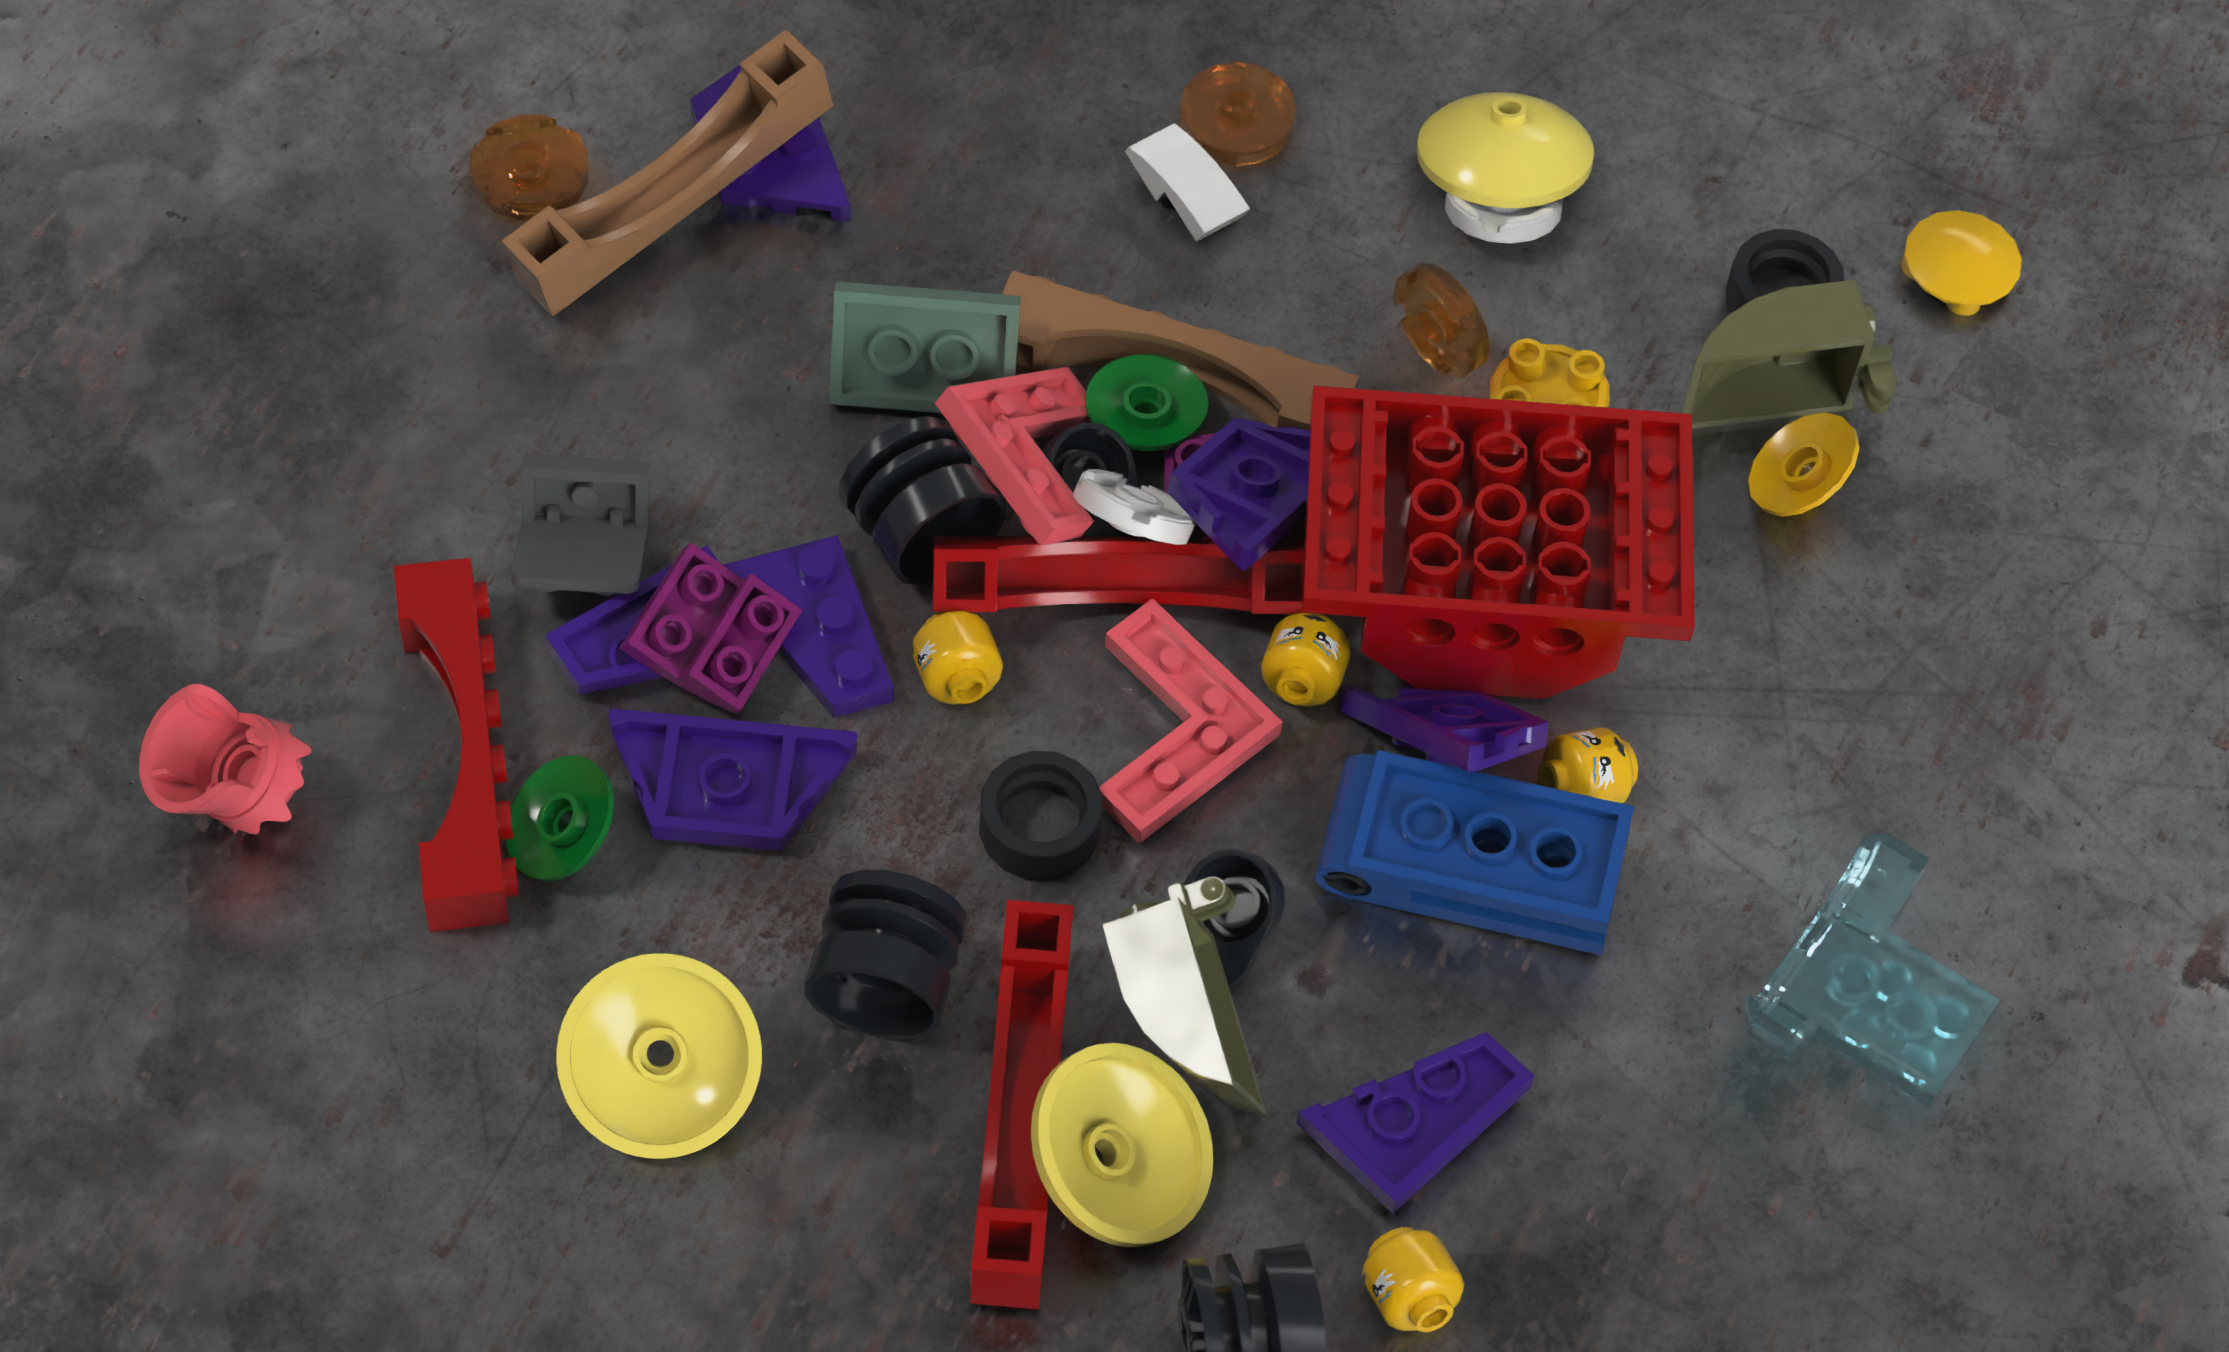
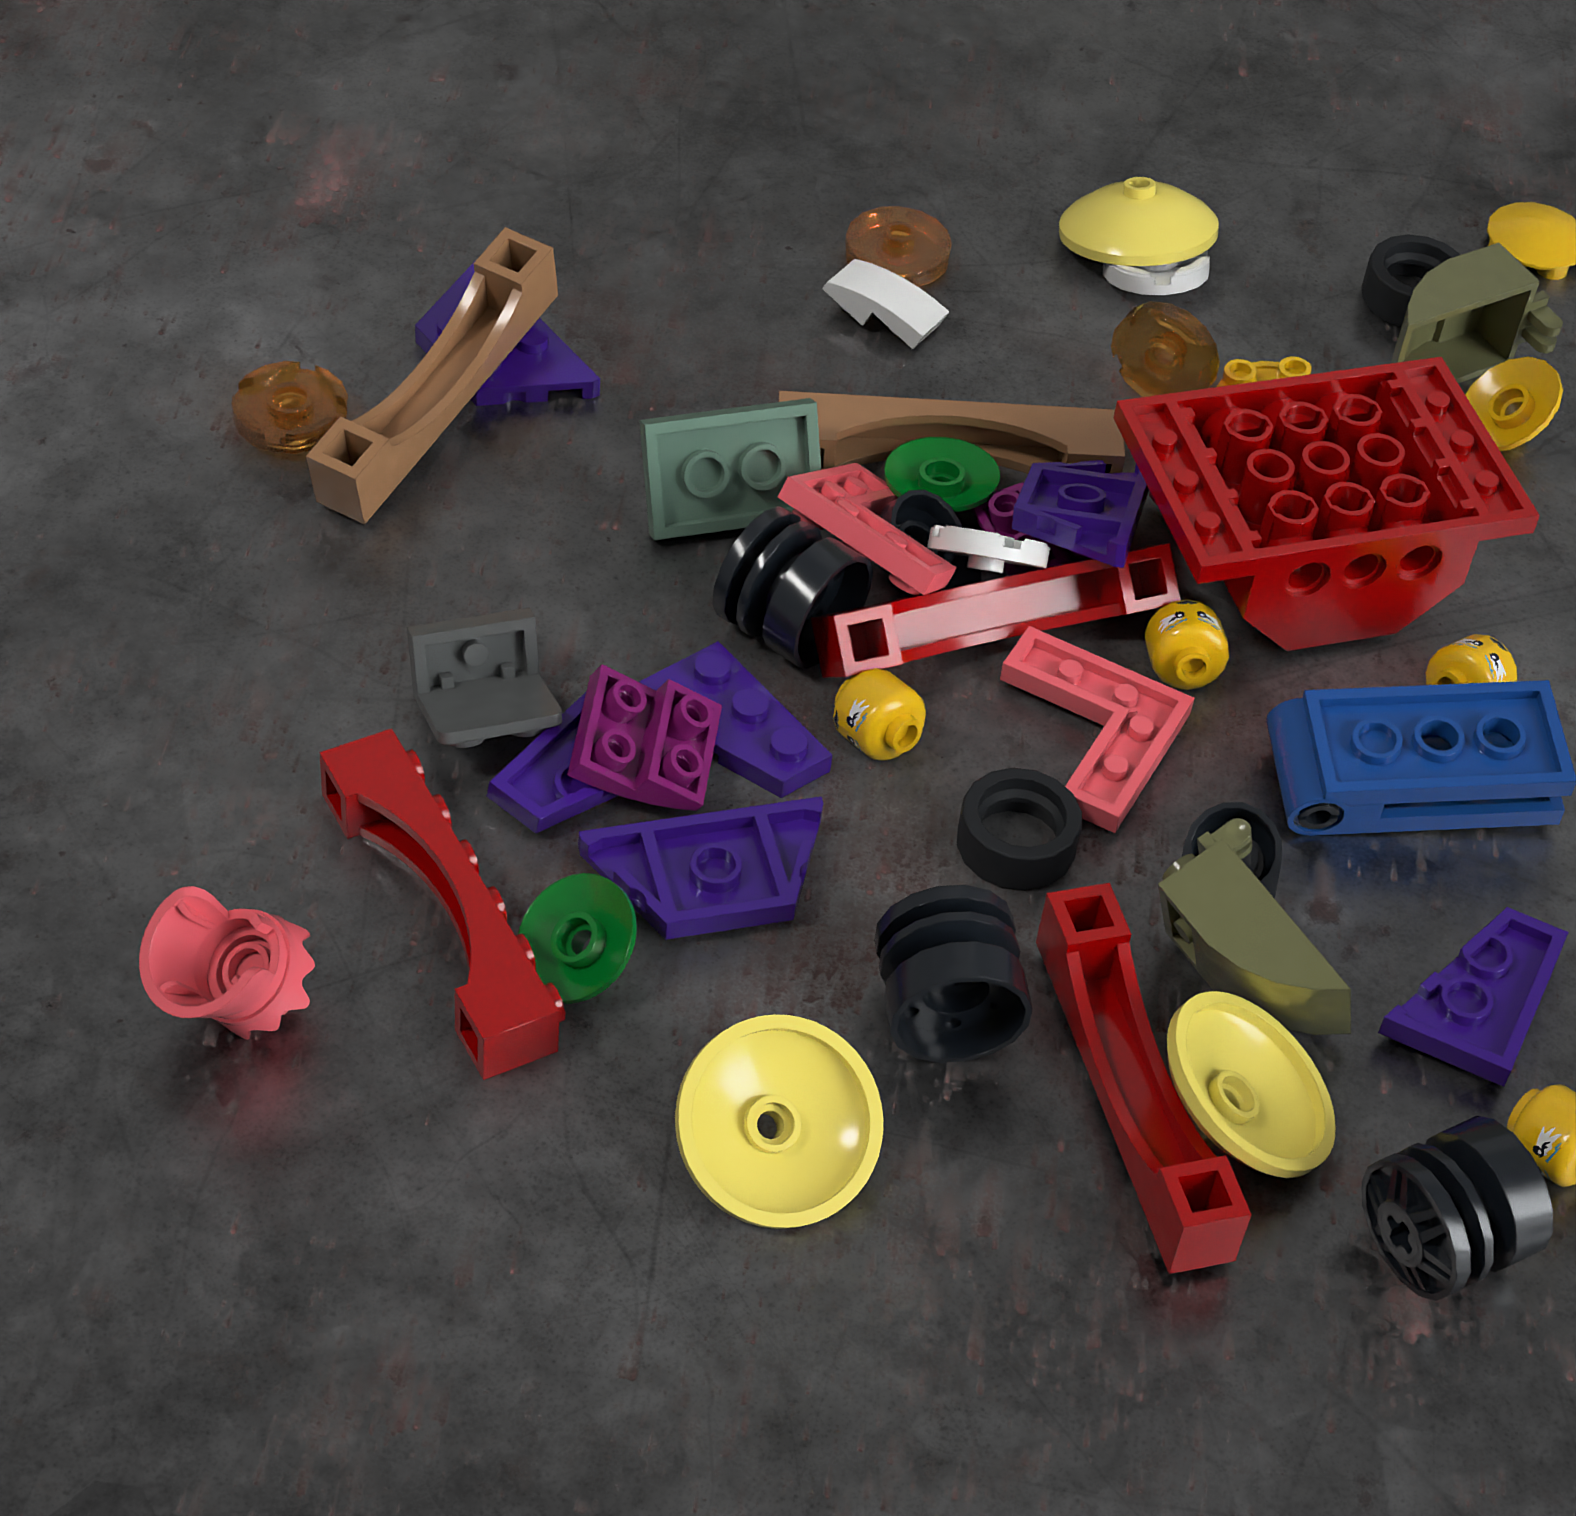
camera: 20 degrees left, 10 degrees down
(1449, 724) = (1352, 660): dark purple wing -> none

